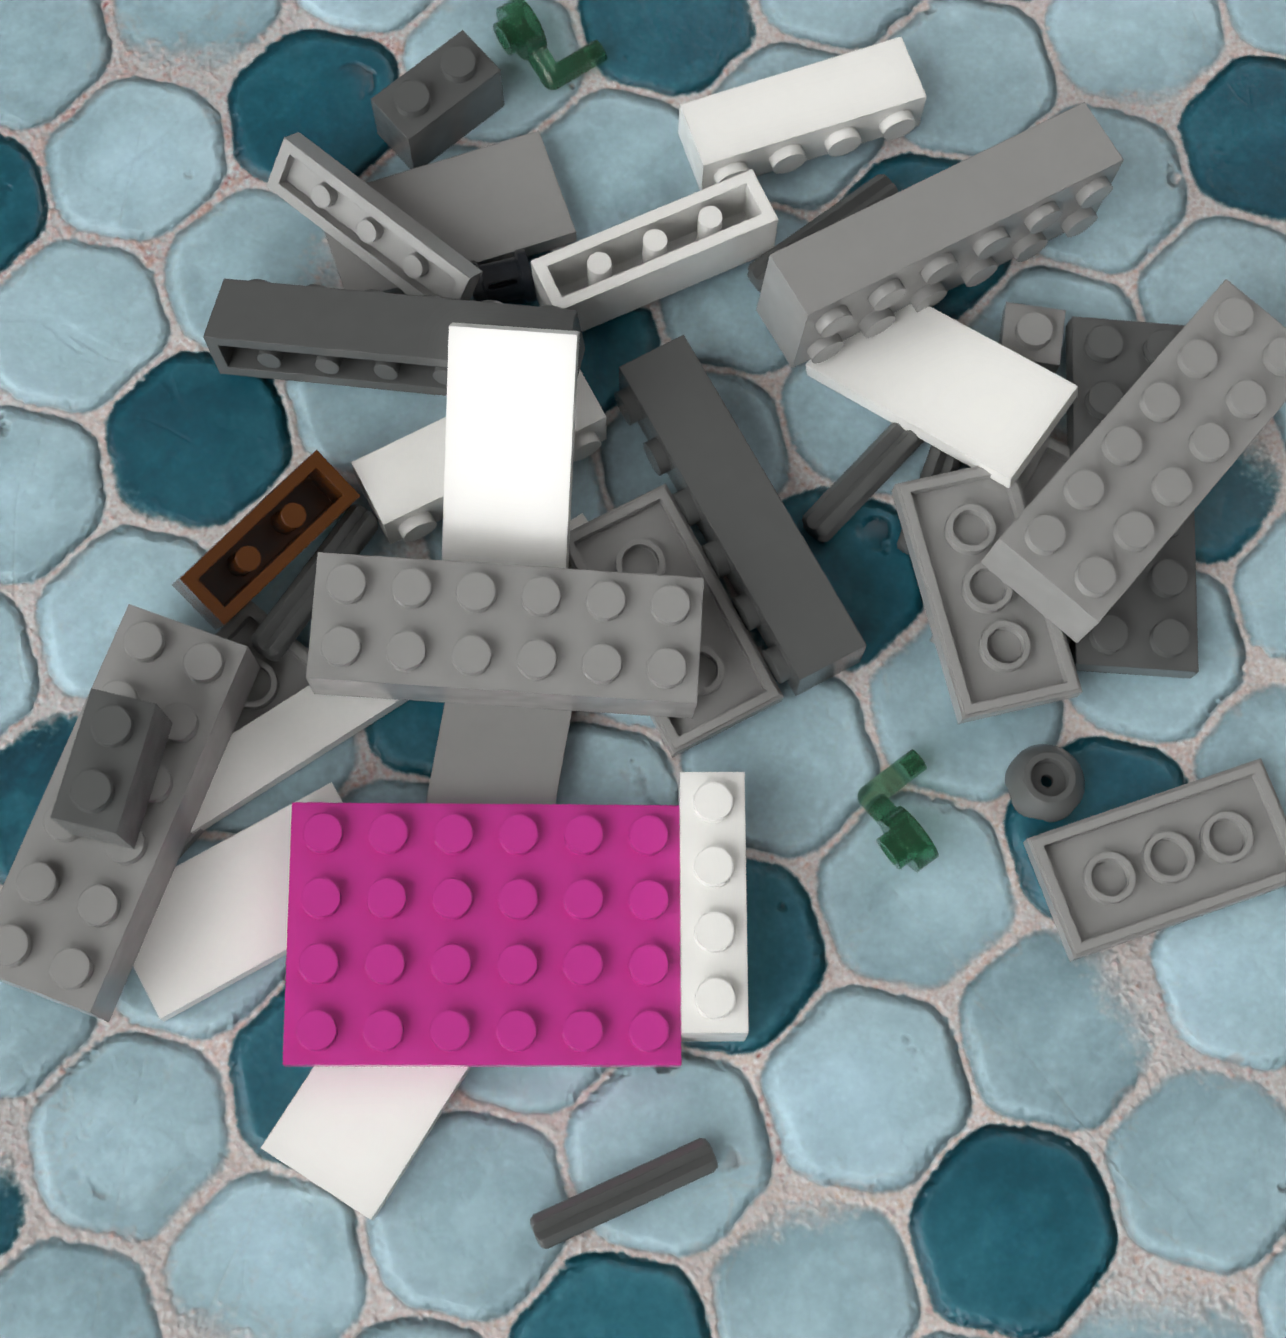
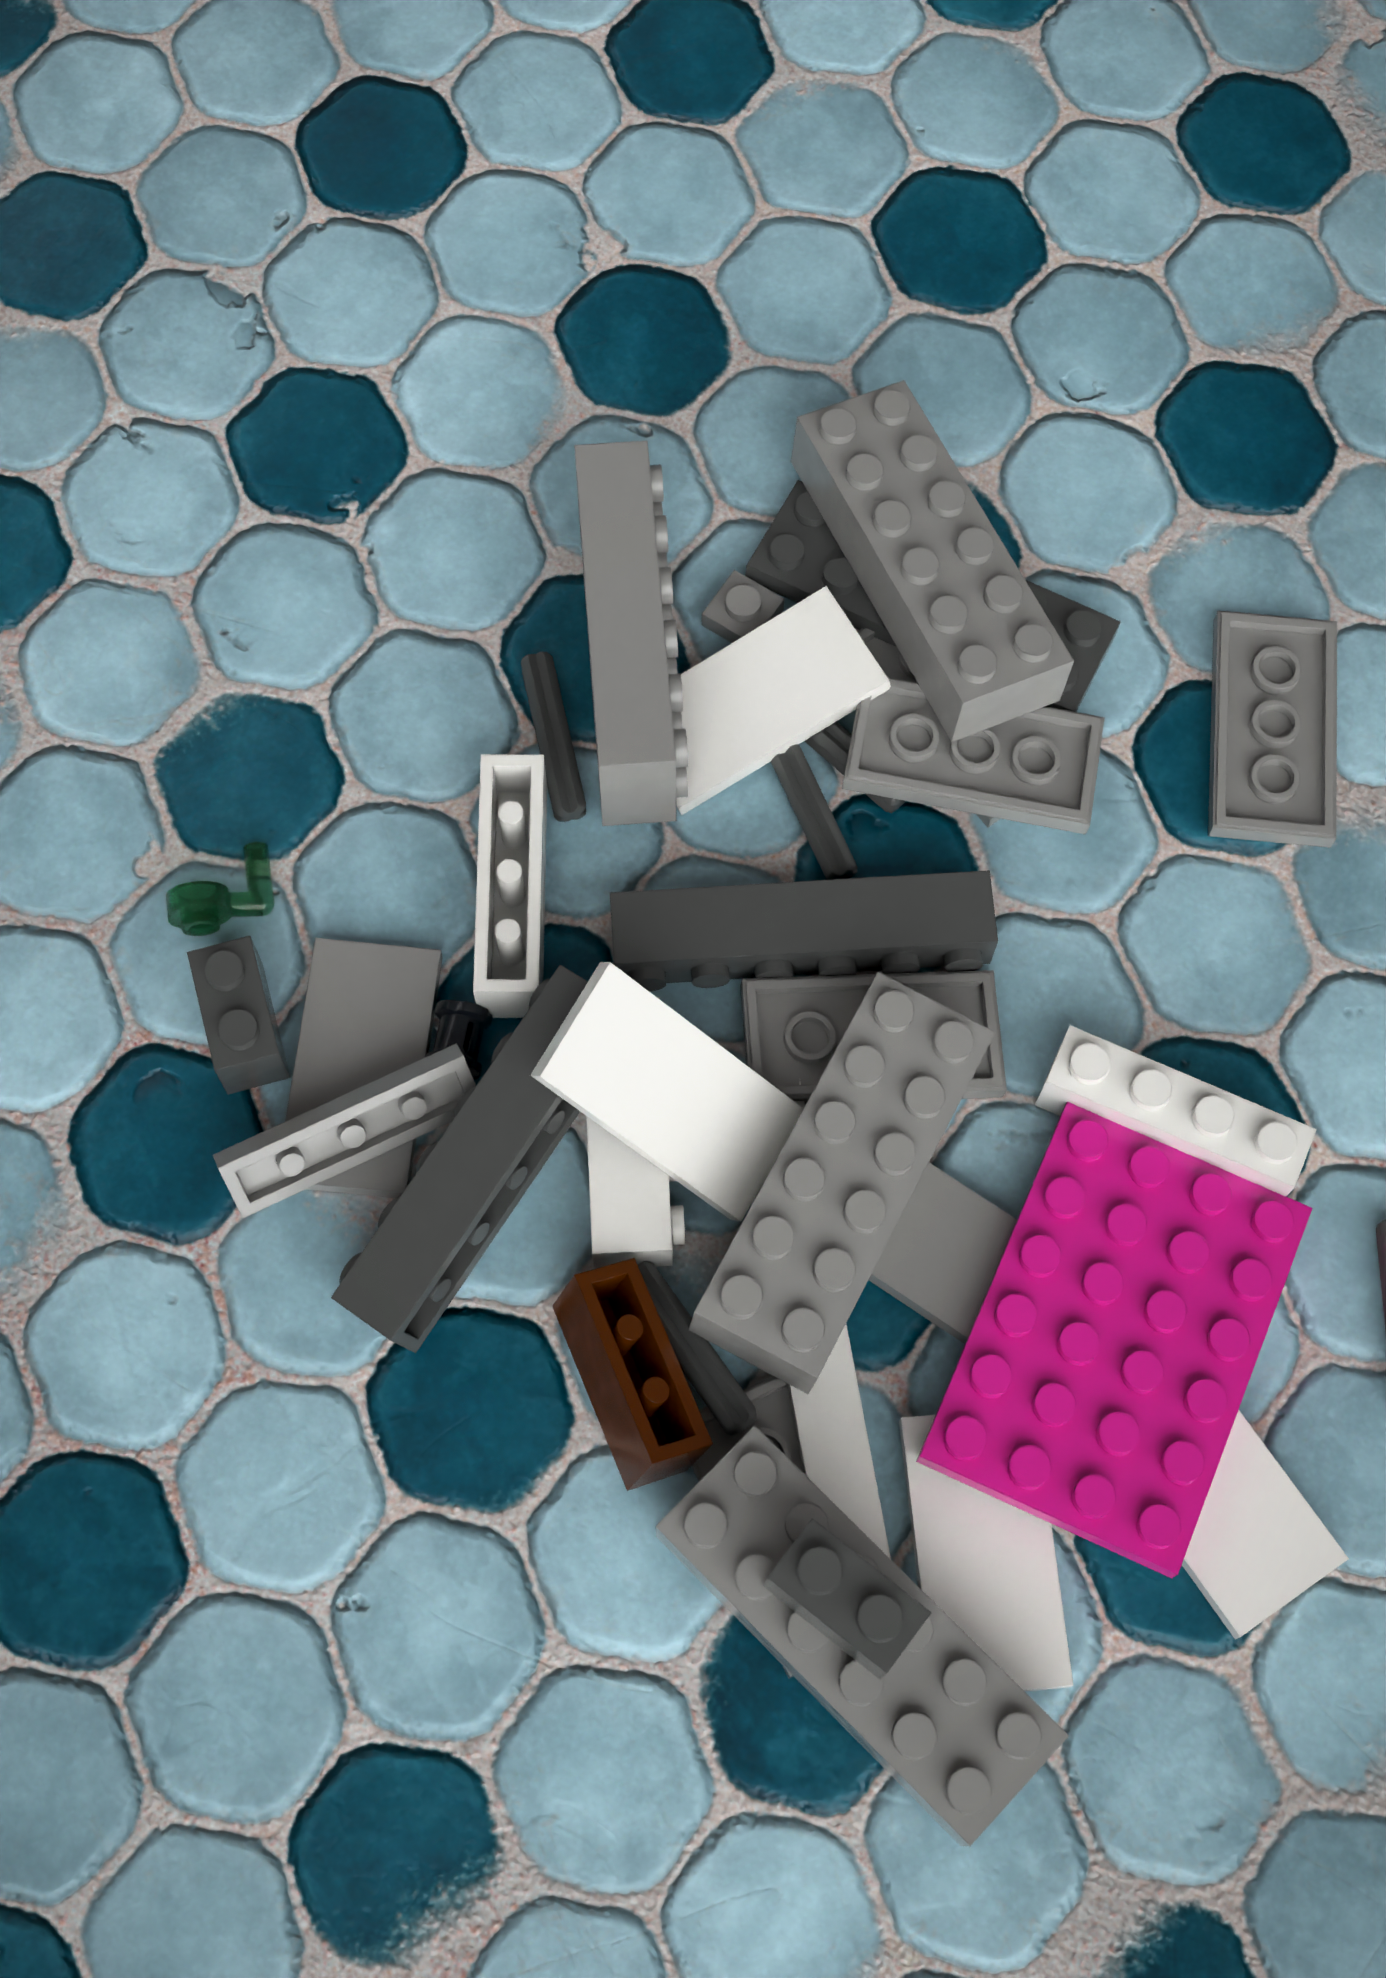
camera: 65 degrees left, 5 degrees down
(803, 114) = (428, 700): white brick -> none
(903, 837) = (1172, 925): clear green plate -> none
(1042, 802) = (1163, 807): dark grey plate -> none

